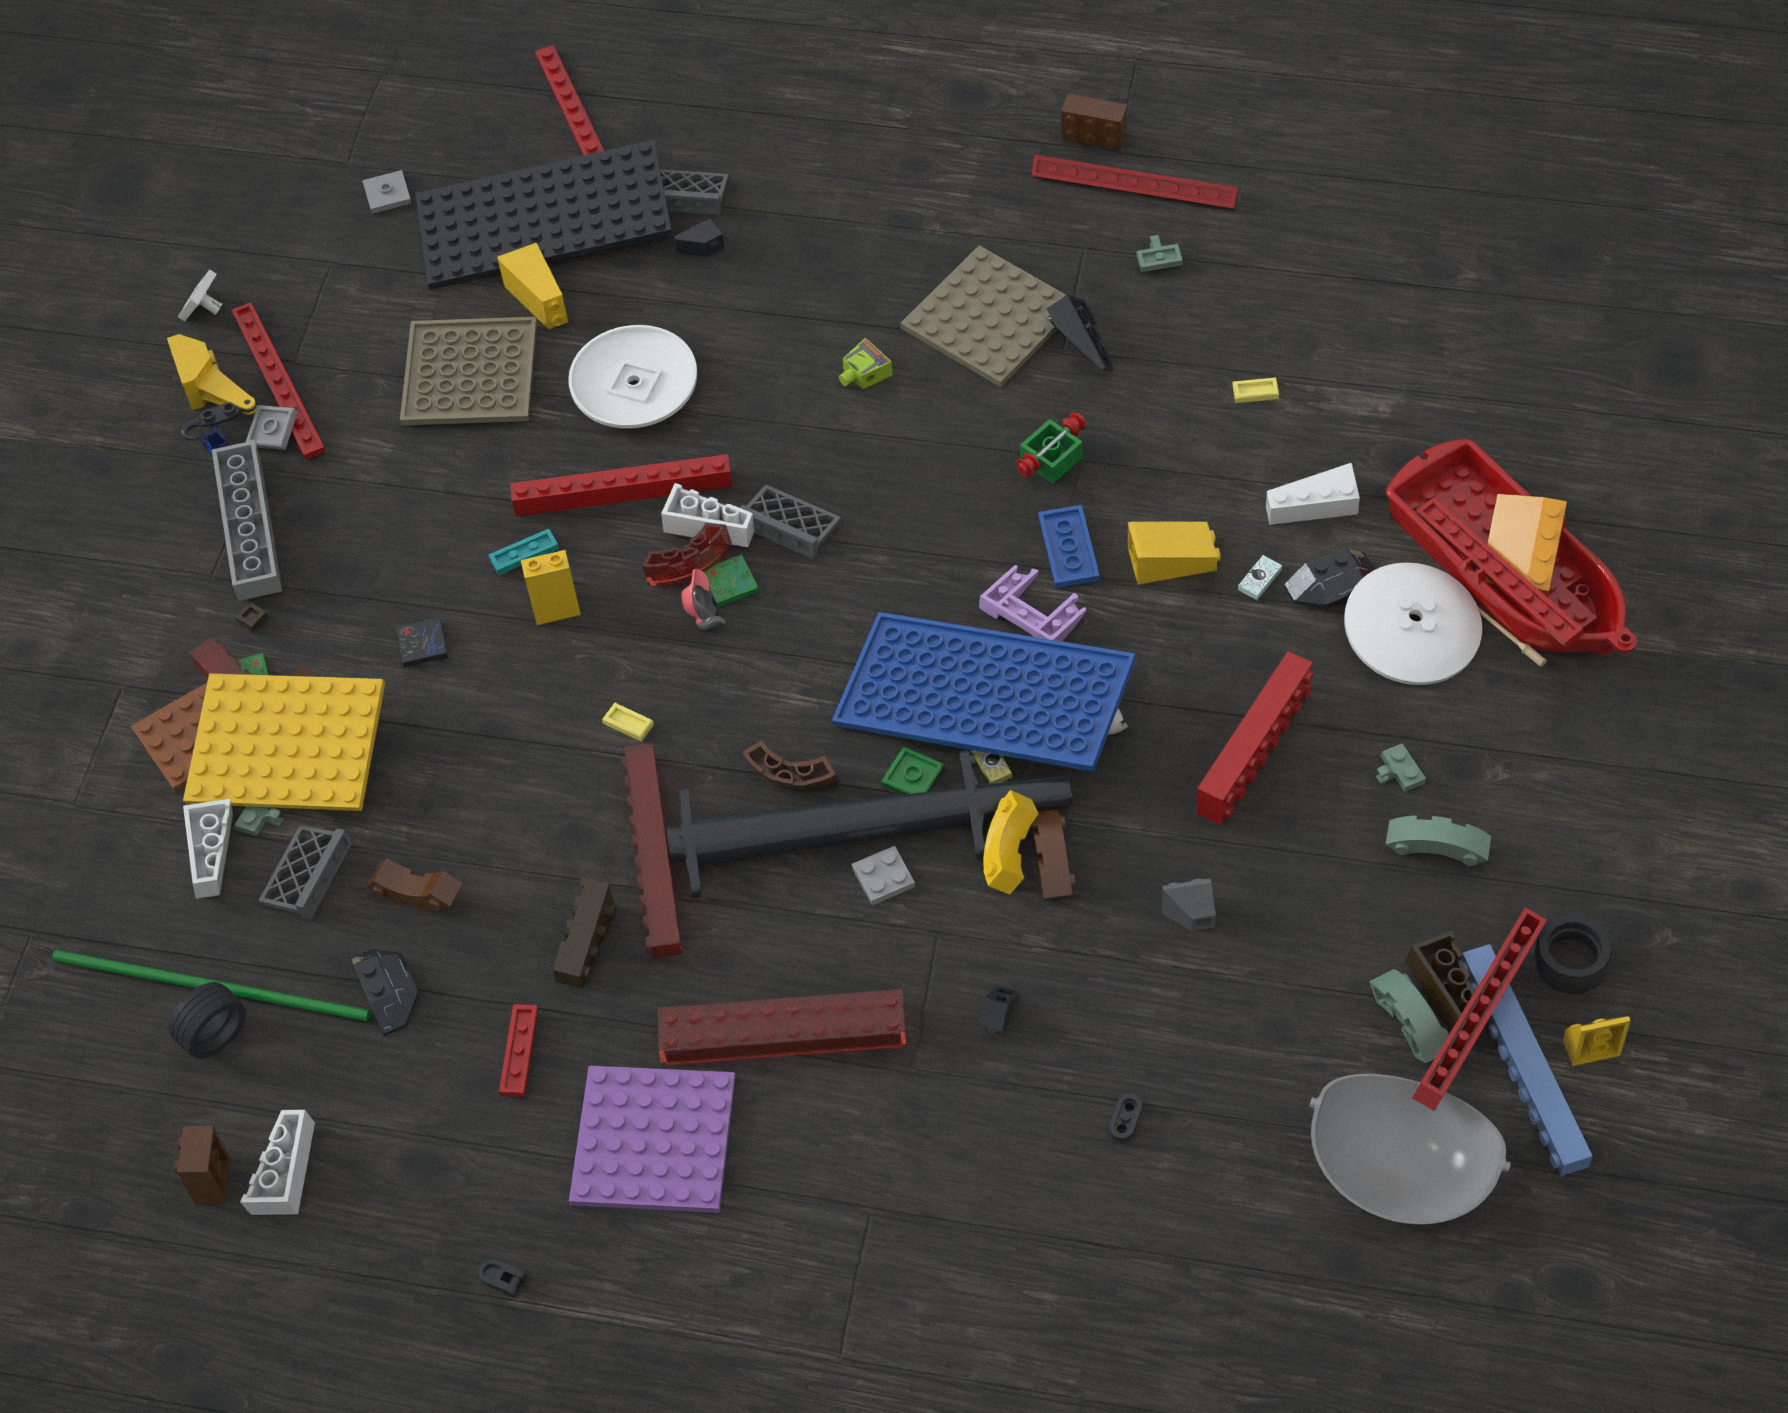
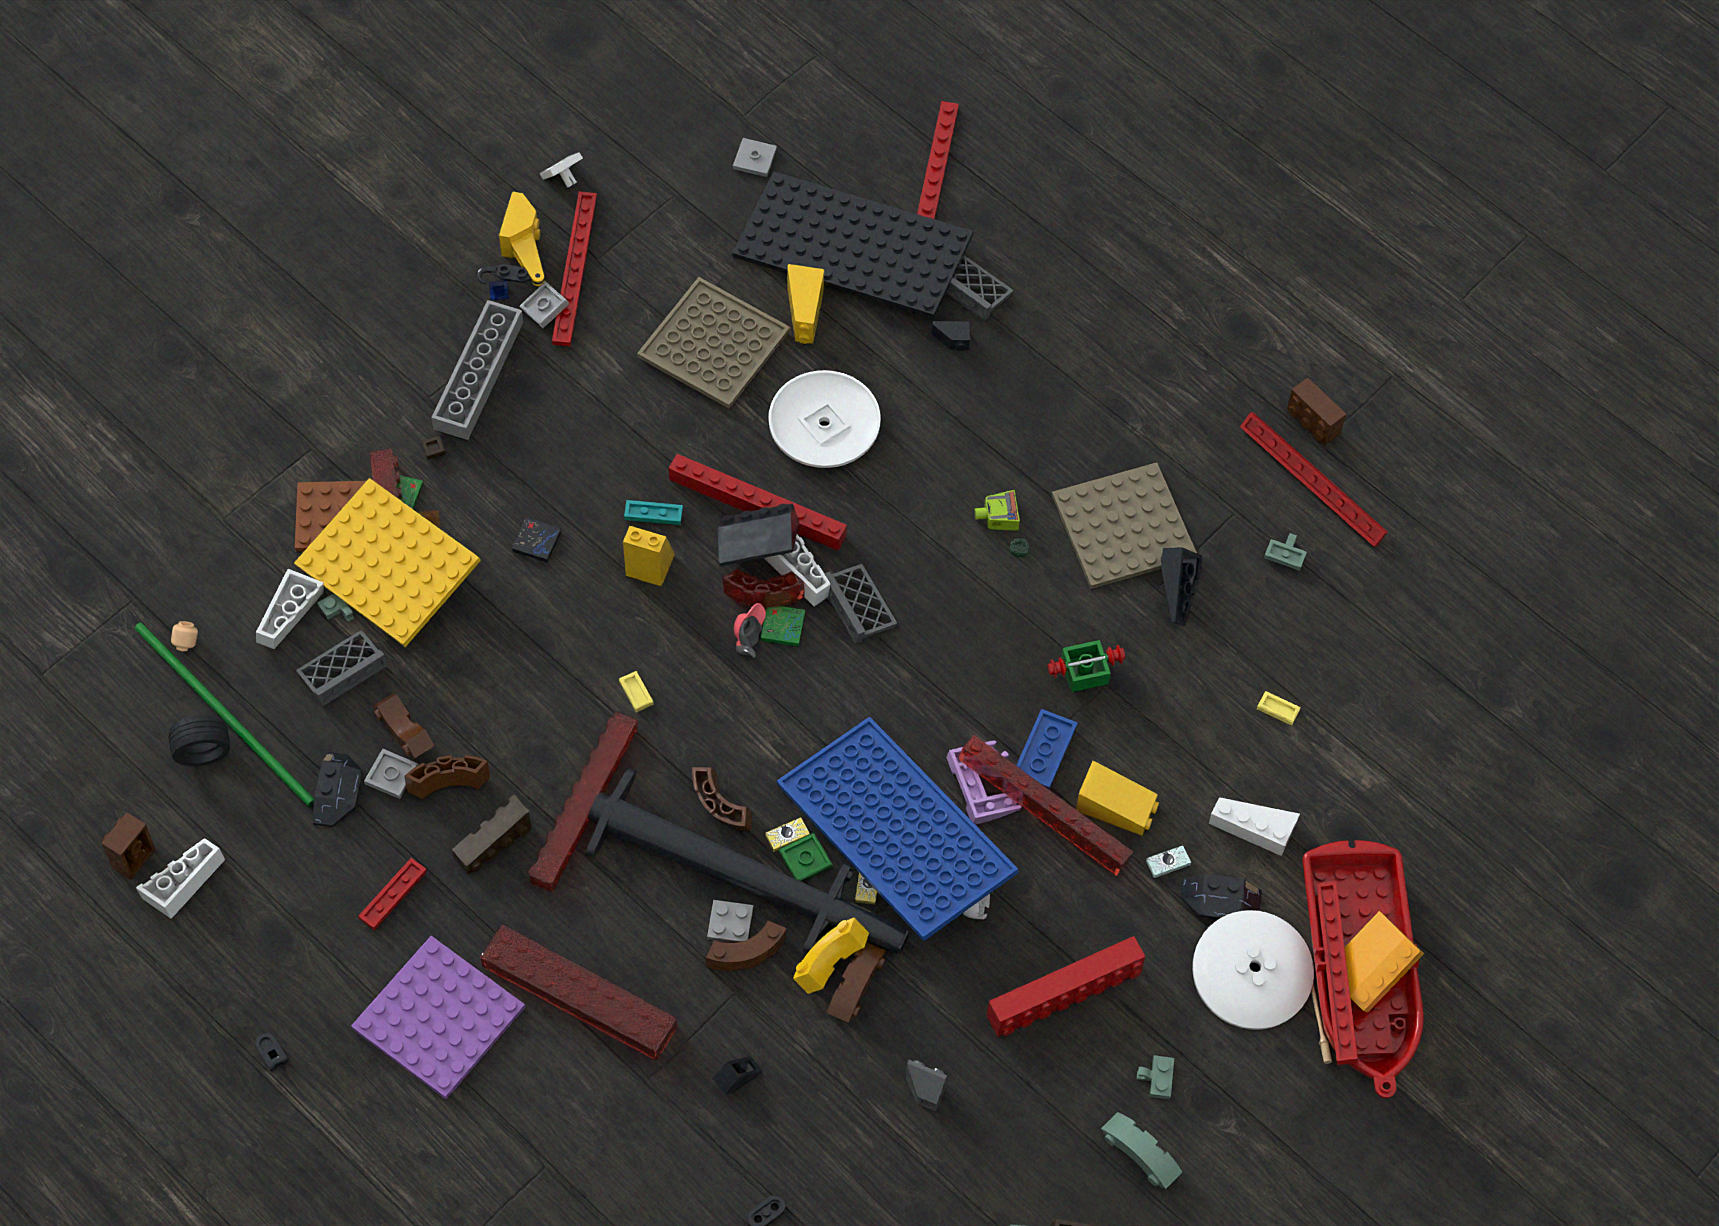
camera: 25 degrees right, 5 degrees up
(114, 934) = (184, 635): none -> light nougat head
(432, 939) = (389, 772): none -> light grey plate
(492, 902) = (447, 772): none -> reddish brown brick
(647, 508) = (757, 534): none -> black slope
(878, 764) = (787, 834): none -> tile
(906, 388) = (1019, 547): none -> clear green tile
(923, 892) = (746, 953): none -> reddish brown brick
(1110, 591) = (1045, 805): none -> clear red brick

